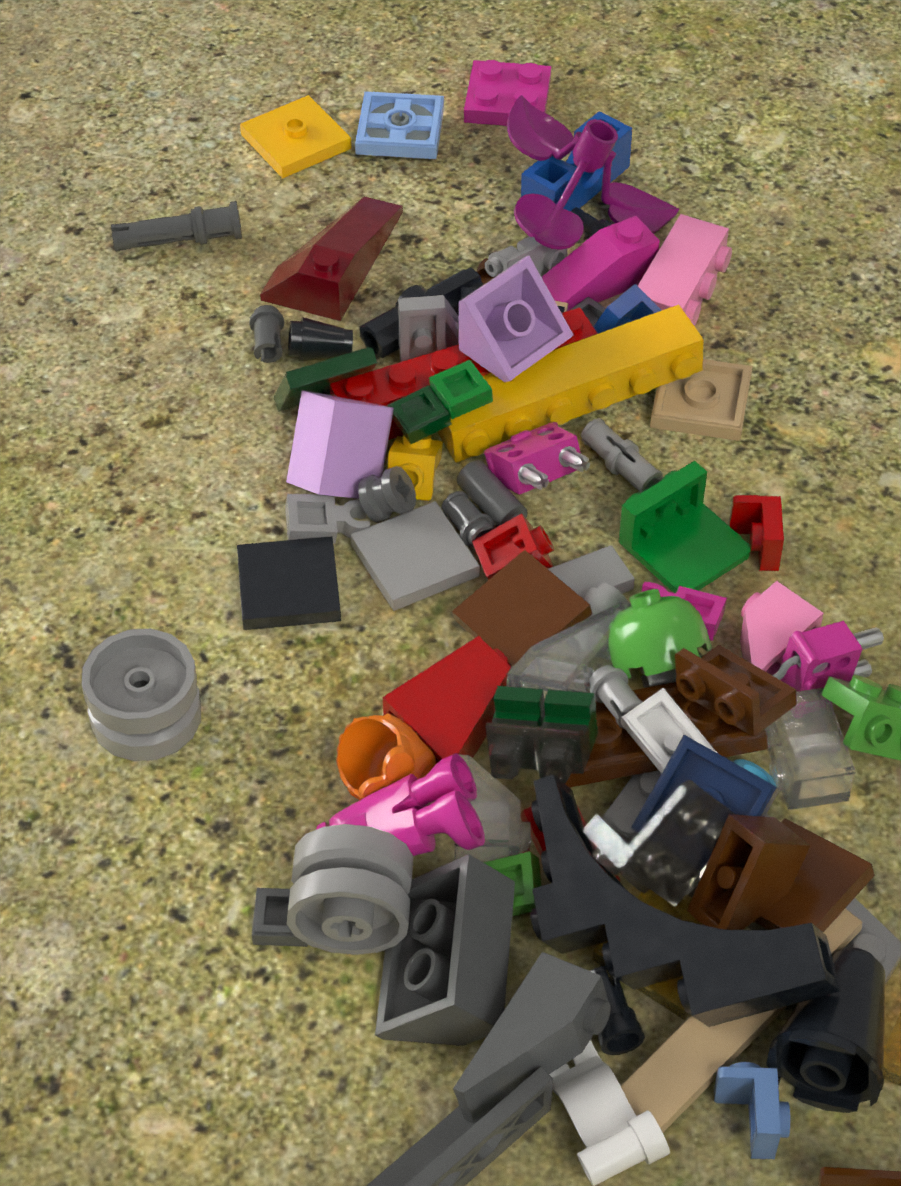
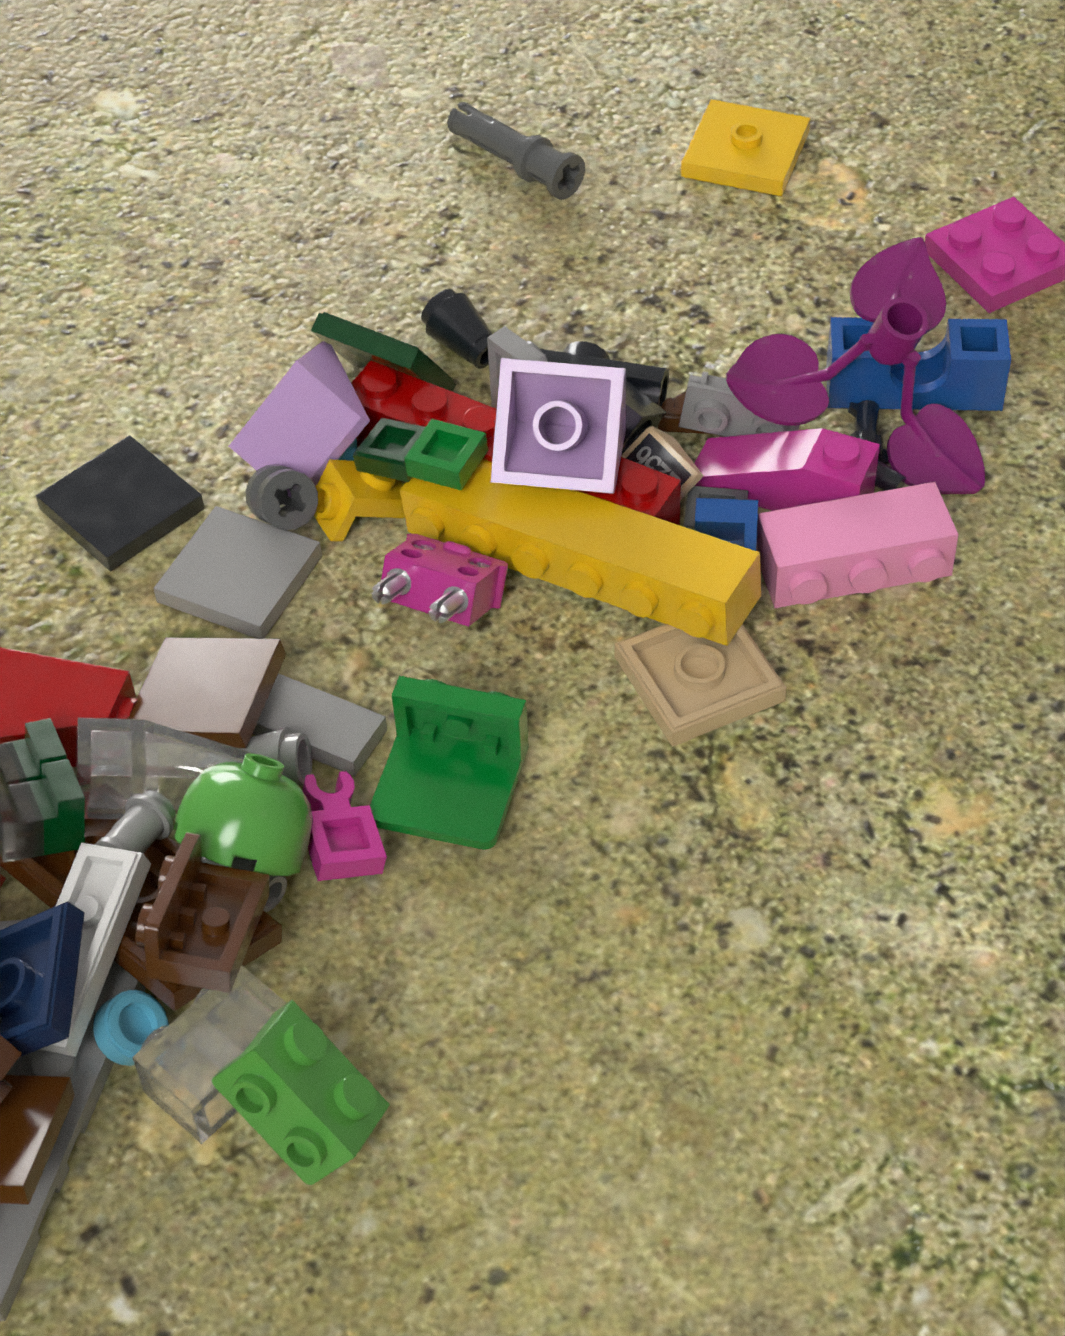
camera: 55 degrees right, 0 degrees up
(267, 328) = (446, 276): dark grey pin -> none
(319, 517) = (212, 469): light grey plate -> none
(335, 262) = (590, 278): dark red wedge -> none
(400, 125) = (845, 204): light blue piece -> none
(466, 517) = (311, 593): dark grey pin -> none
(489, 493) = (354, 606): dark grey cylinder -> none
(508, 541) = (313, 642): red bracket -> none
(620, 455) = (528, 649): light grey pin -> none
(764, 522) = (526, 839): red bracket -> none
(770, 622) = (360, 932): bright pink slope -> none
(825, 653) = (341, 994): dark pink piece -> none

